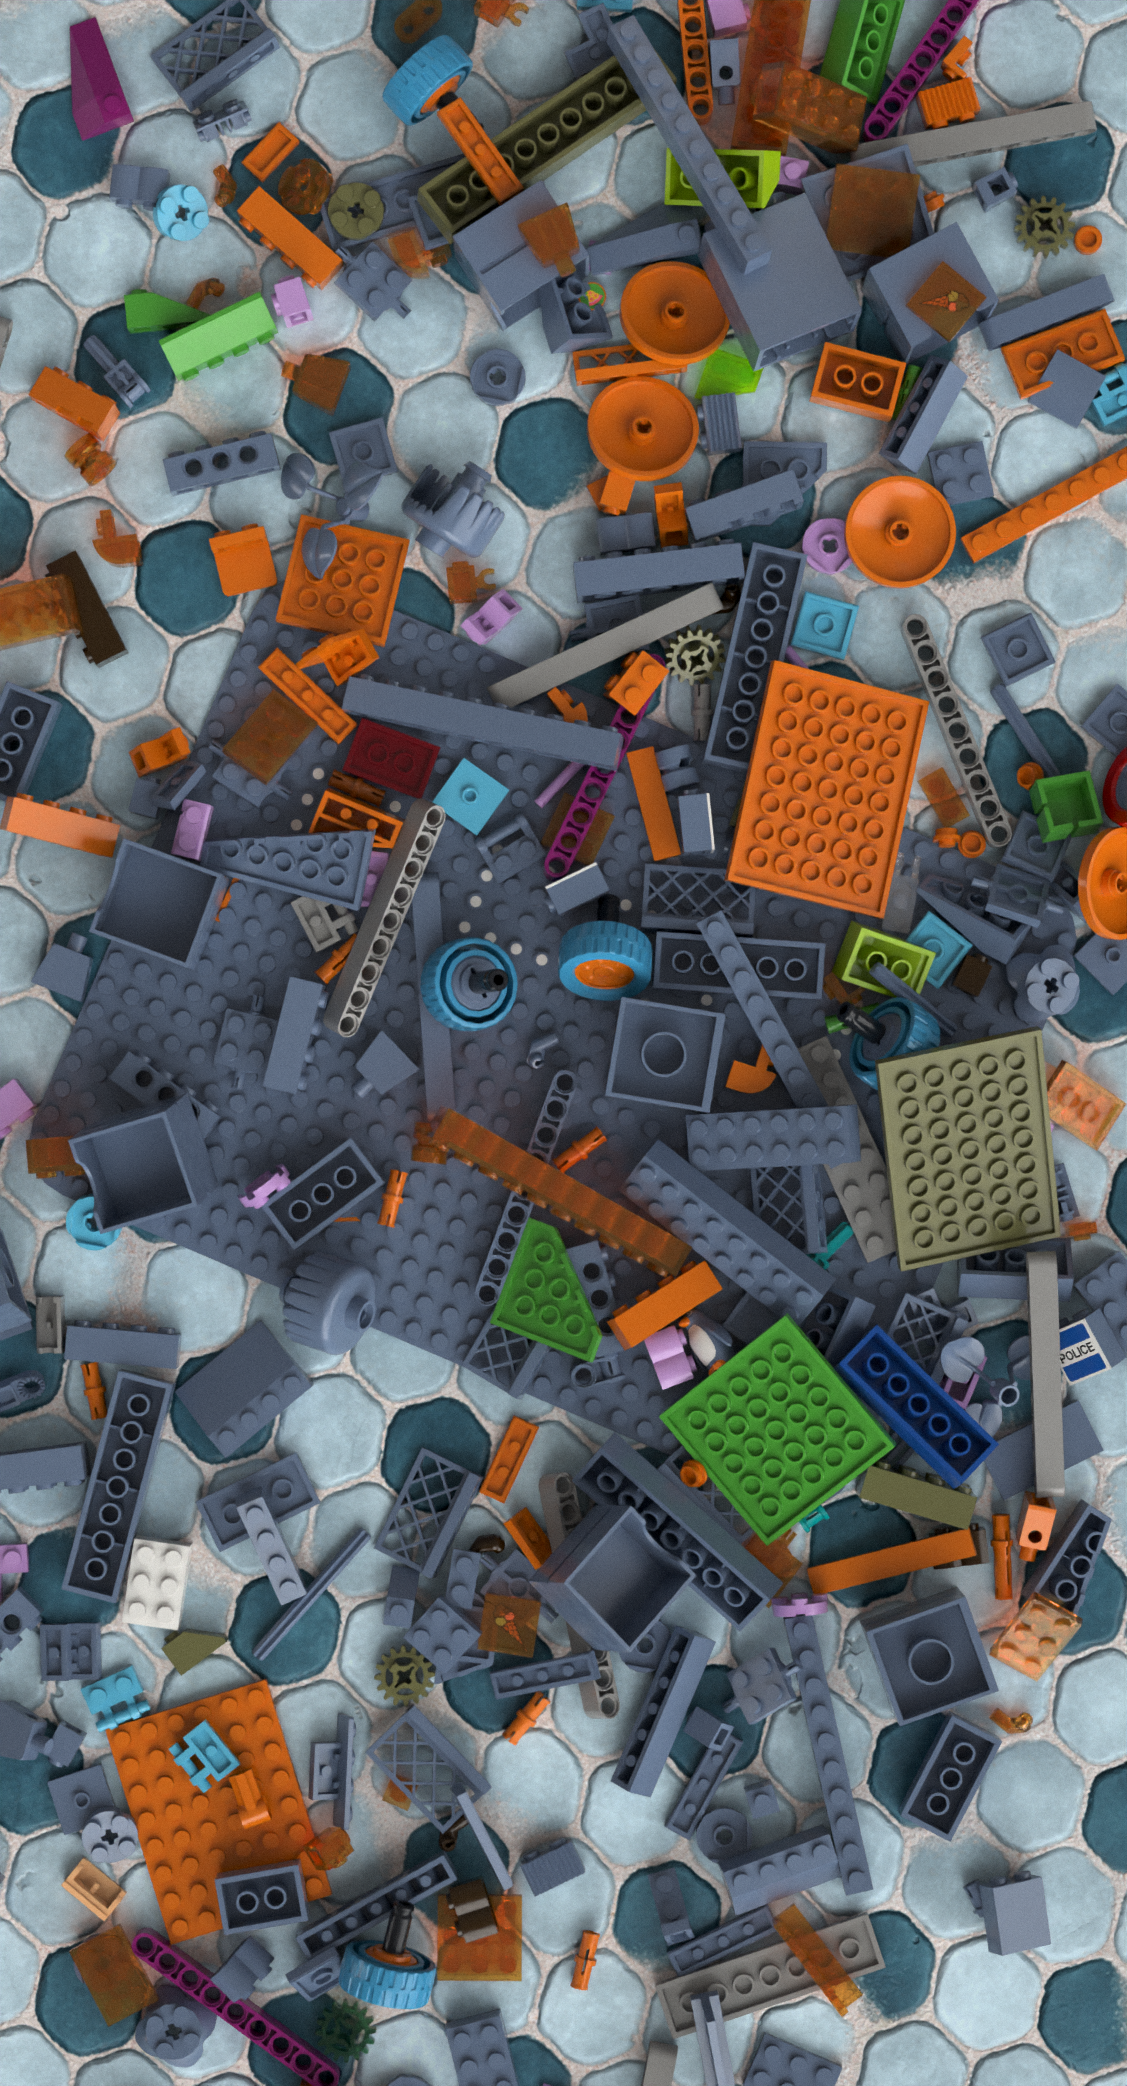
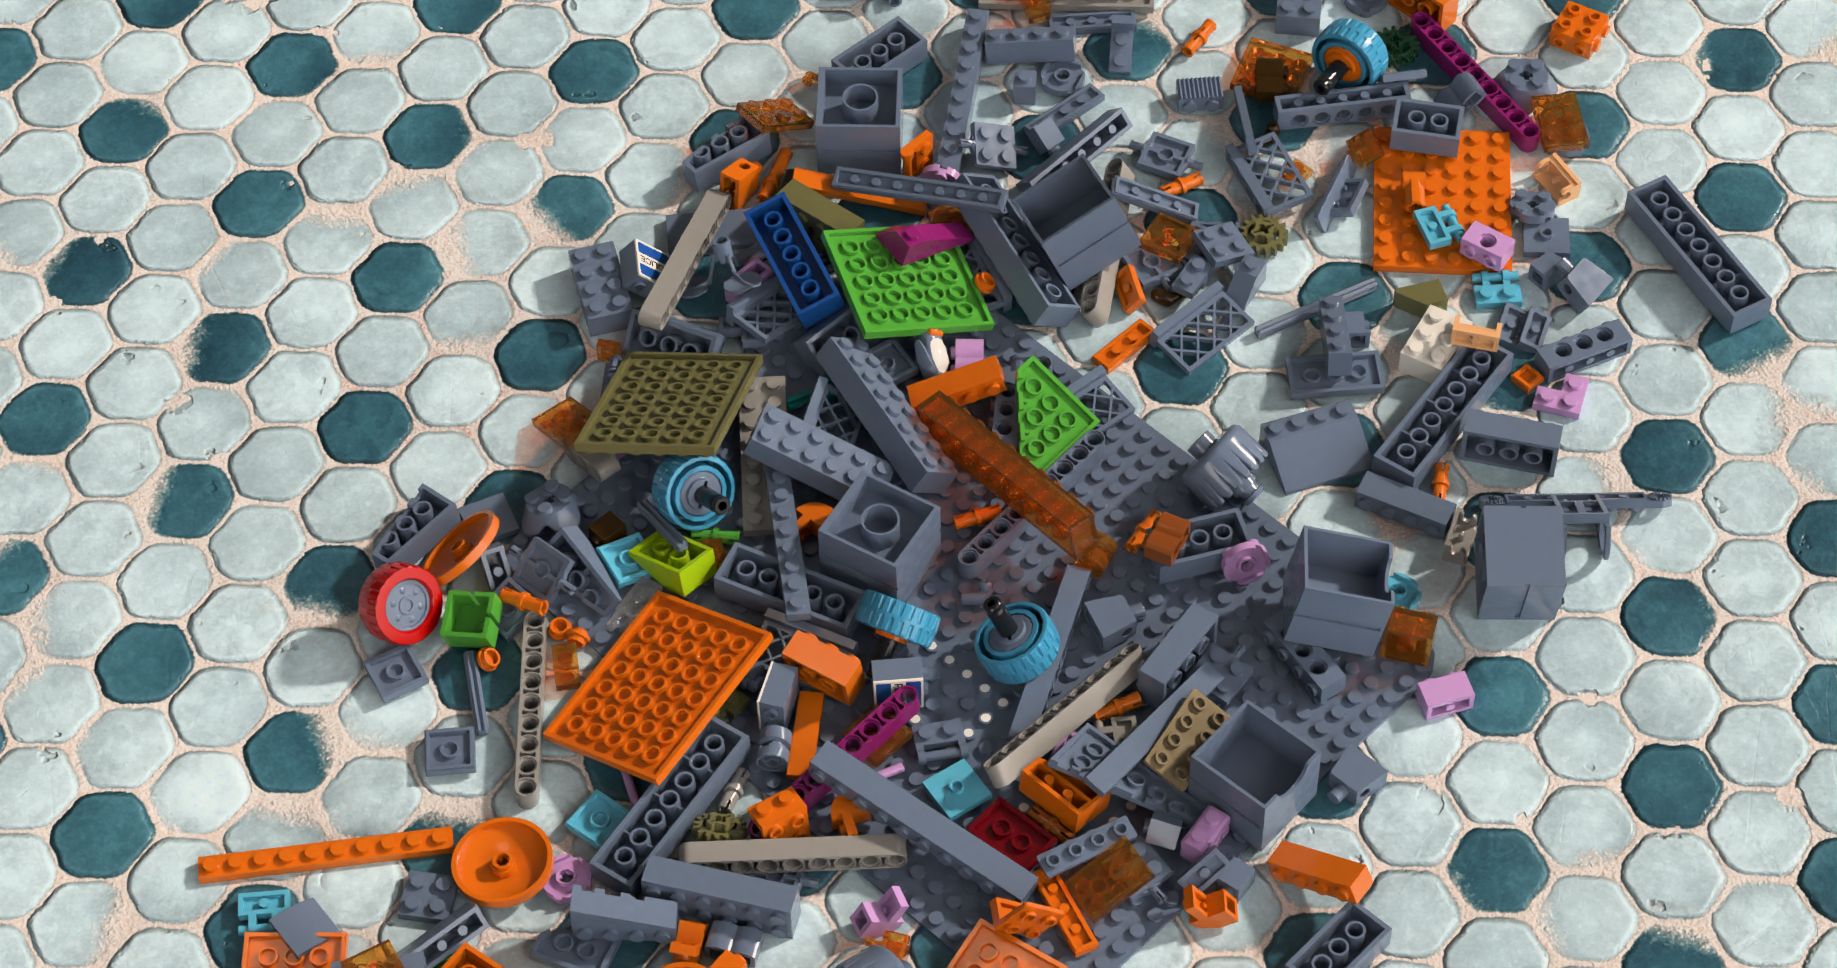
camera: 160 degrees left, 35 degrees down
(44, 1581) = (1527, 378): none -> orange tile
(108, 1595) = (1475, 336): none -> light nougat hinge
(123, 1746) = (1487, 246): none -> lavender brick
(236, 818) = (1163, 830): none -> sand blue brick
(244, 926) = (1182, 737): none -> dark tan bracket
(254, 1577) = (1358, 329): none -> sand blue brick
(283, 924) = (1144, 737): none -> sand blue tile
(307, 765) = (1085, 847): none -> sand blue bracket
(353, 1169) = (1166, 538): none -> dark orange brick
(559, 1756) = (1165, 156): none -> sand blue plate
(659, 874) = (825, 667): none -> orange brick
(786, 1494) = (921, 241): none -> magenta wedge
(812, 1563) = (920, 189): none -> sand blue tile
(841, 1640) = (917, 154): none -> orange plate
(1019, 847) = (523, 601): none -> orange pin

